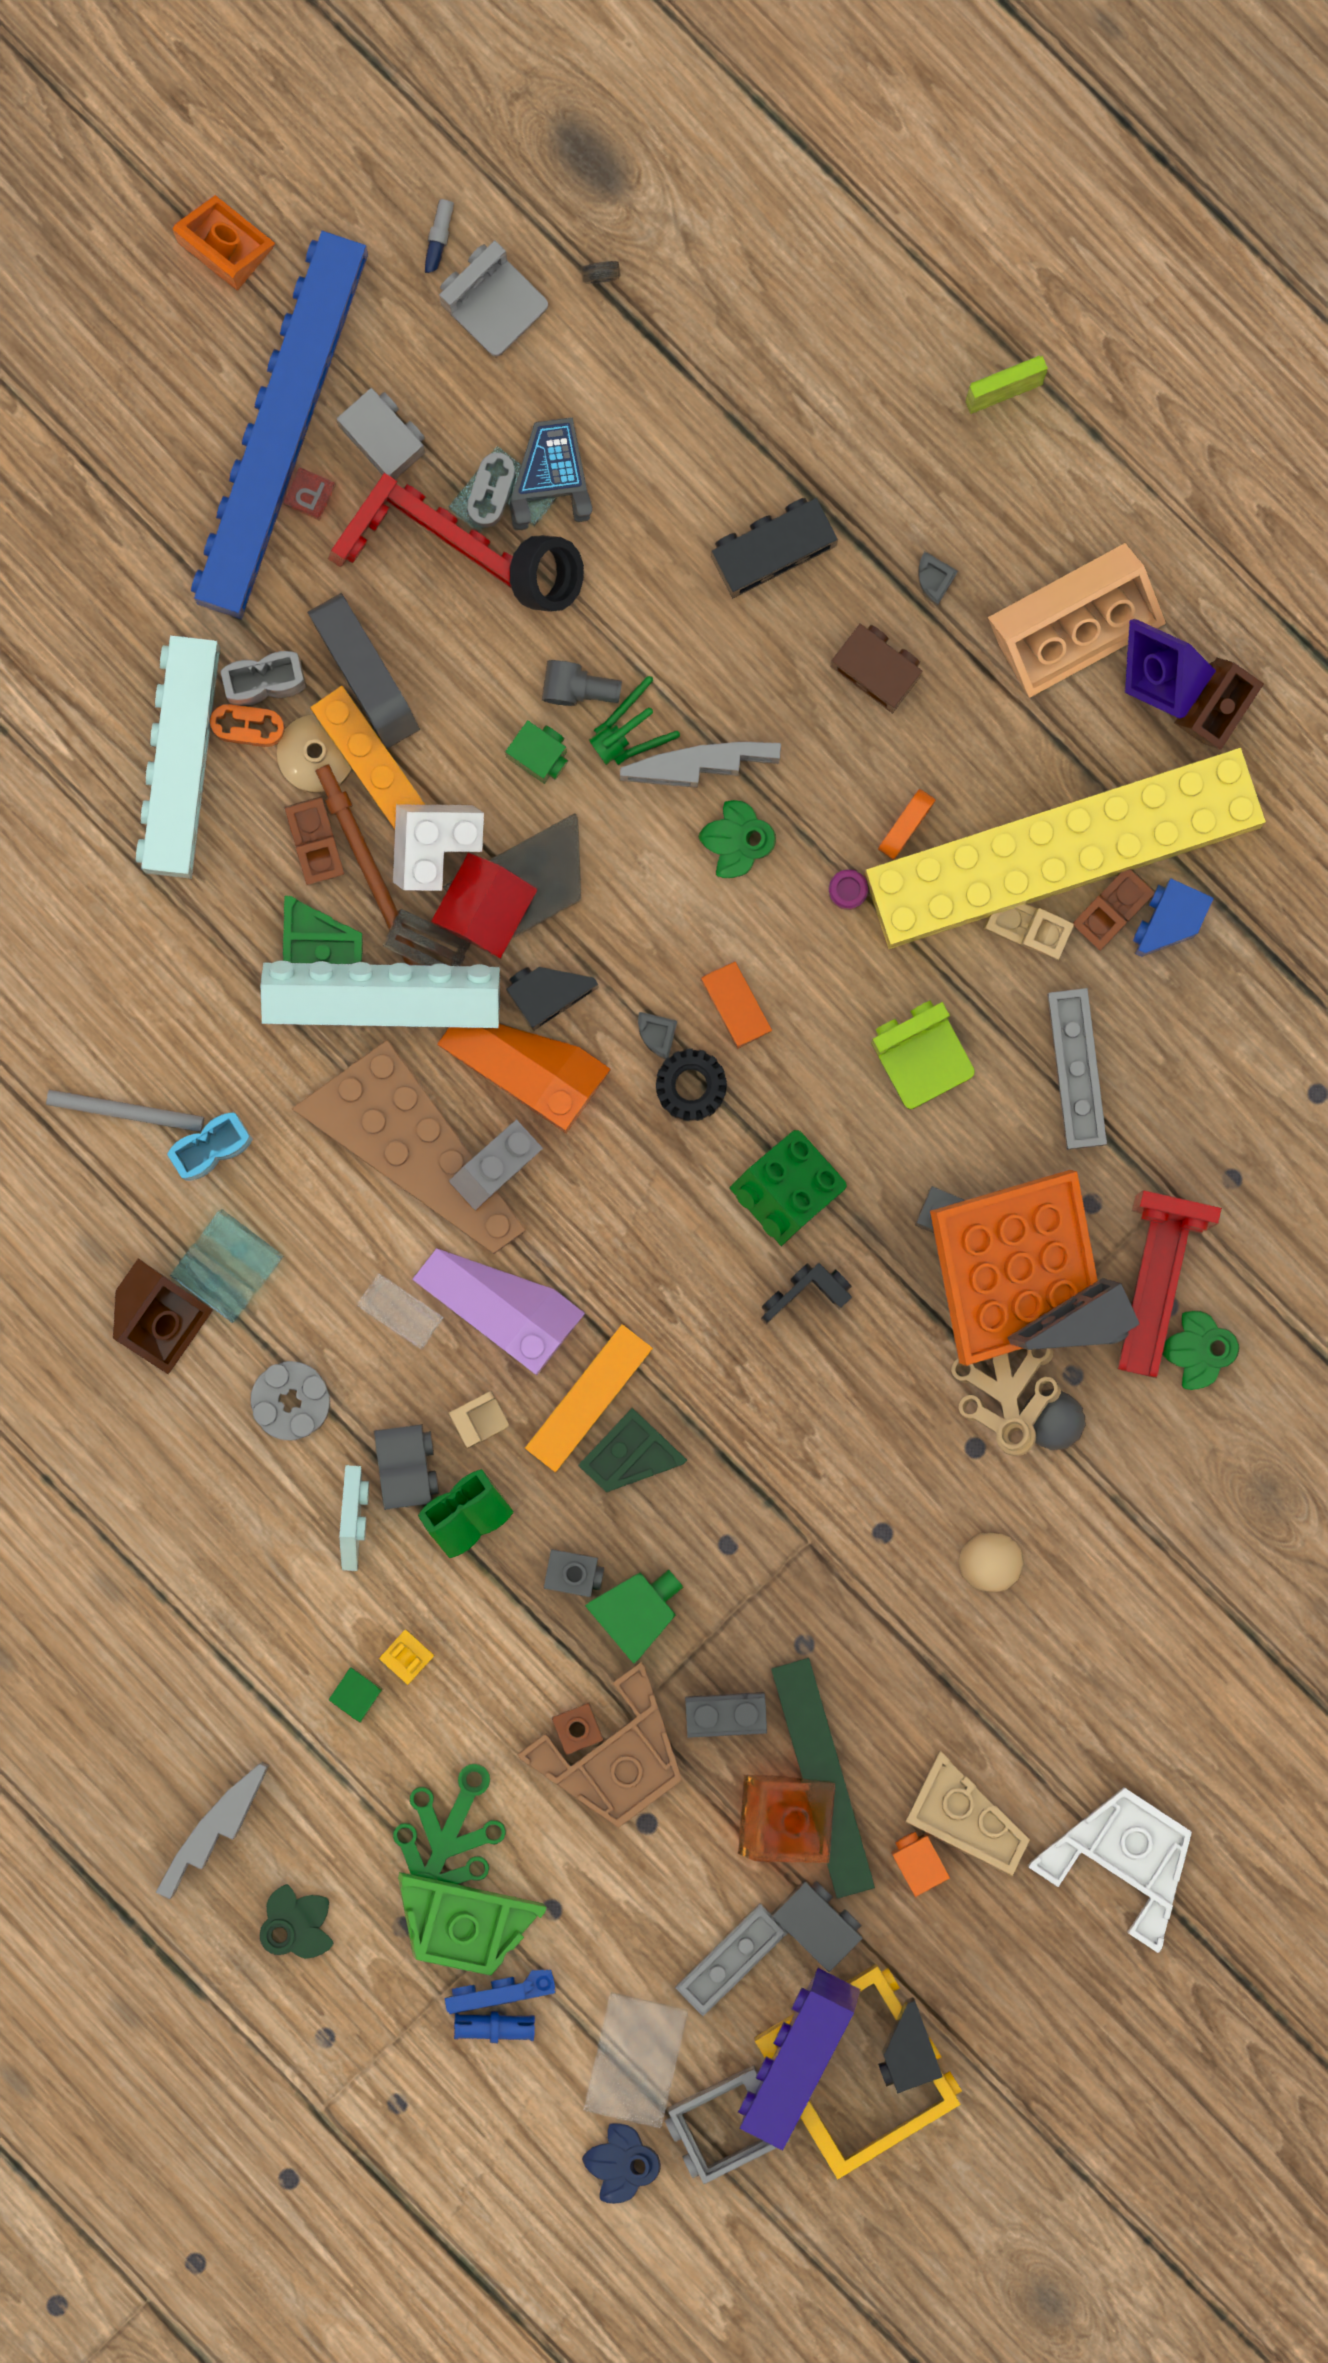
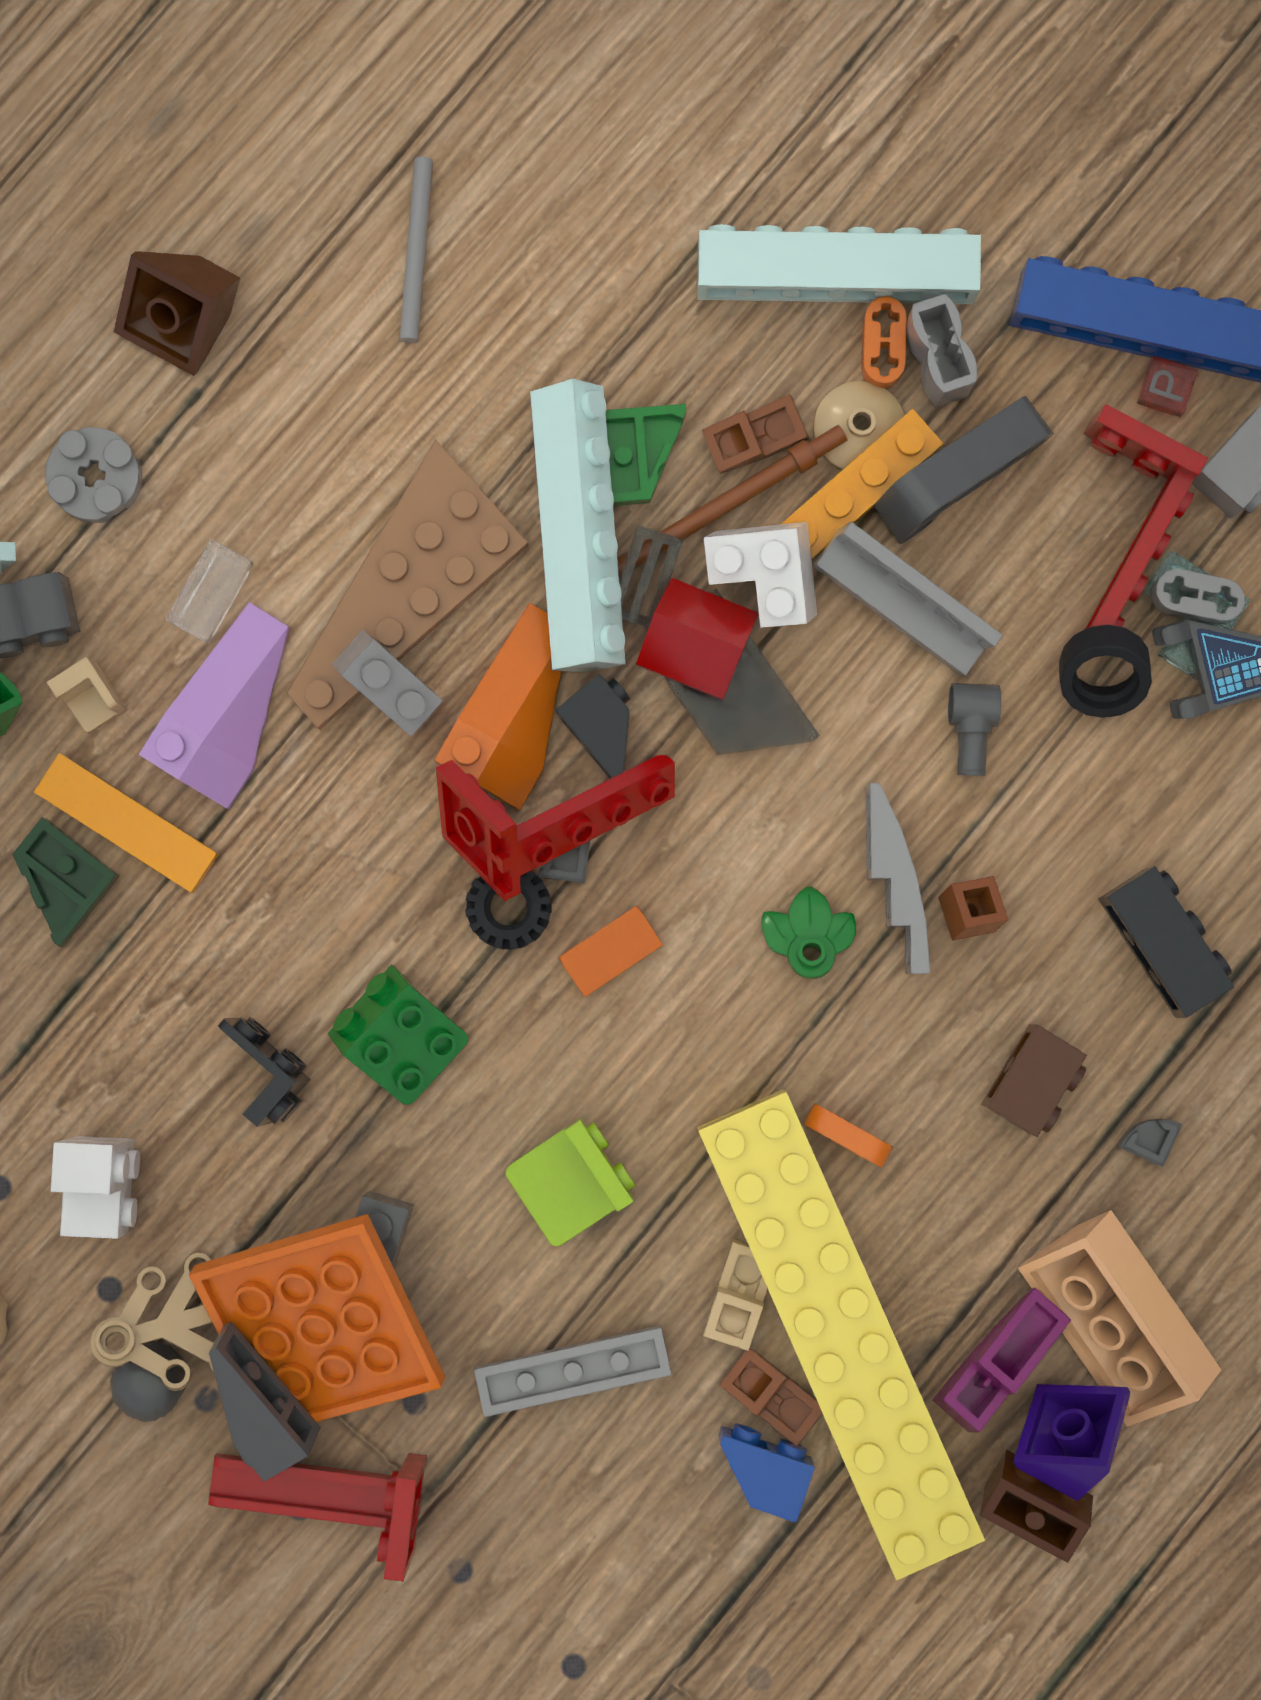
camera: 85 degrees right, 0 degrees up
(219, 1140) = (381, 348): medium azure brick -> none
(227, 1265) = (245, 385): clear light blue slope -> none
(468, 730) = (906, 598): none -> light grey fence
(538, 751) = (889, 685): green brick -> none
(610, 742) = (910, 770): green plant -> none
(646, 1078) = (505, 851): none -> red bracket
(730, 702) = (973, 899): none -> dark orange plate
(848, 889) = (763, 1071): magenta tile -> none
(889, 1444) = (95, 1185): none -> white brick
(1102, 719) = (1002, 1361): none -> magenta slope
(1194, 1349) = (247, 1546): green plate -> none

